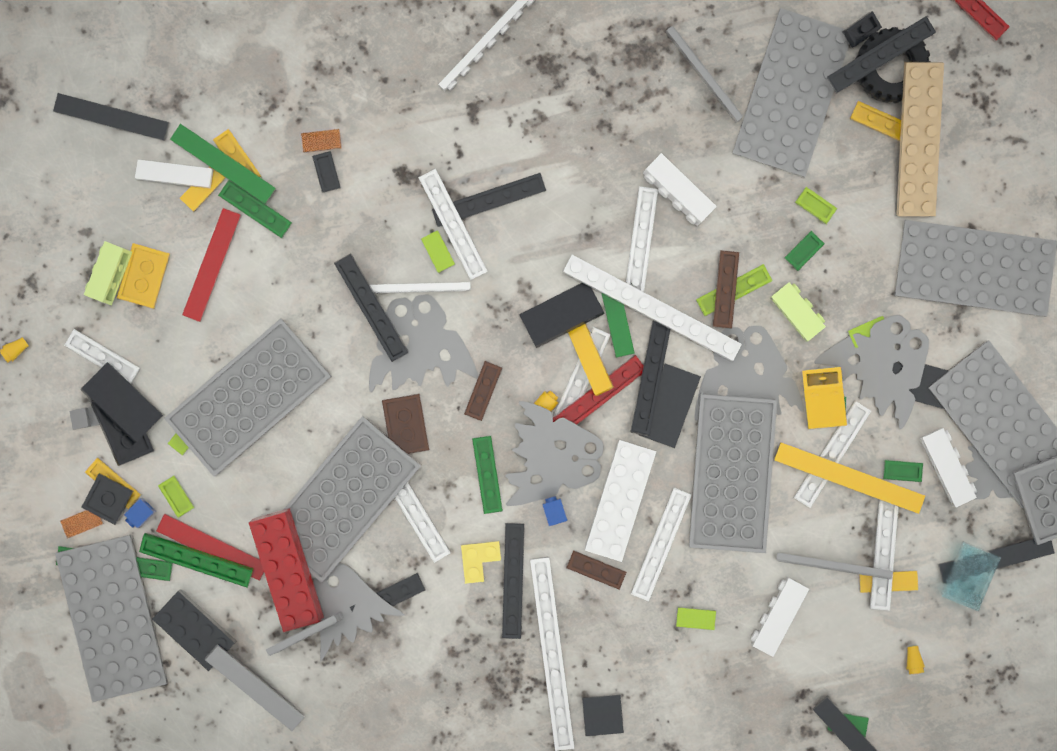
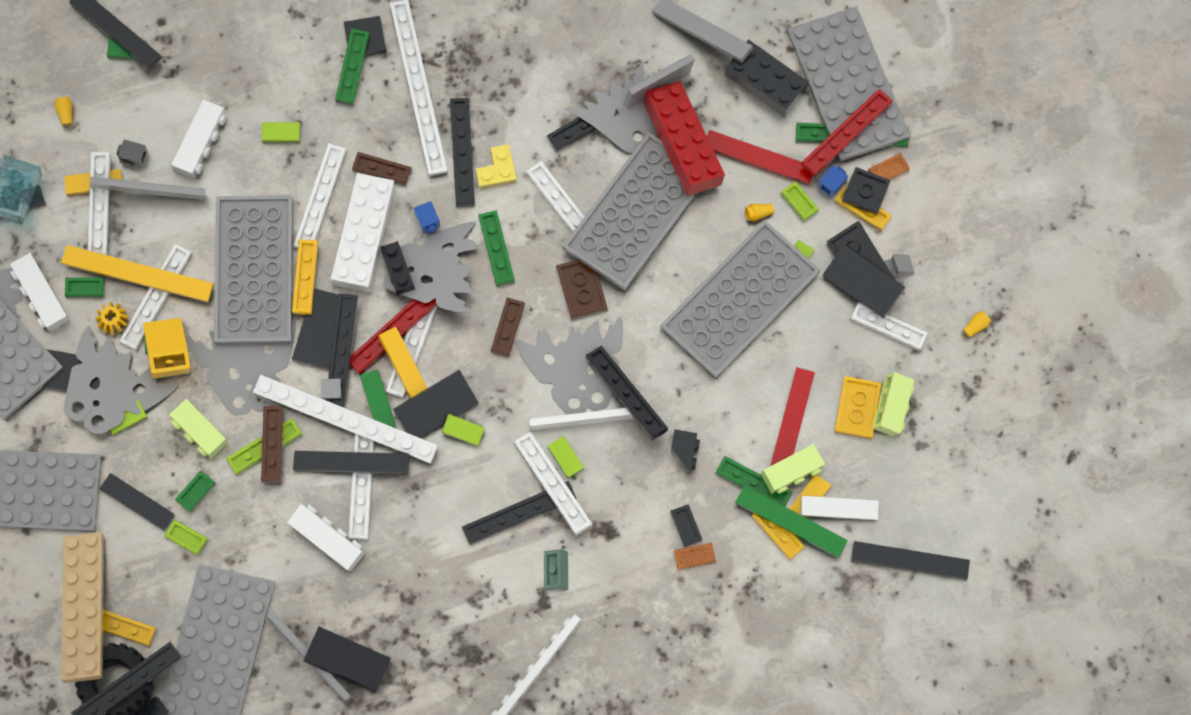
camera: 170 degrees right, 15 degrees down
(119, 561) = (846, 132): none -> red tile
(196, 560) = (765, 140): green tile -> none
(214, 214) = (793, 469): none -> yellowish green brick
(219, 488) = (758, 211): none -> yellow cone
(320, 247) = (683, 449): none -> black slope
(458, 139) = (556, 570): none -> sand green slope
(537, 287) = (462, 430): none -> lime tile
(547, 400) = (444, 319): yellow brick -> none
(588, 459) = (397, 268): none -> black plate
(618, 682) = (352, 66): none -> green tile
(649, 263) = (351, 462): none -> black tile
(663, 339) = (331, 389): none -> light grey tile
(668, 66) = (347, 659): none -> black tile
(681, 459) = (305, 277): none -> yellow tile
(848, 607) = (132, 153): none -> dark grey brick
(862, 245) = (137, 501): none -> black tile
(882, 439) = (117, 321): none -> yellow gear

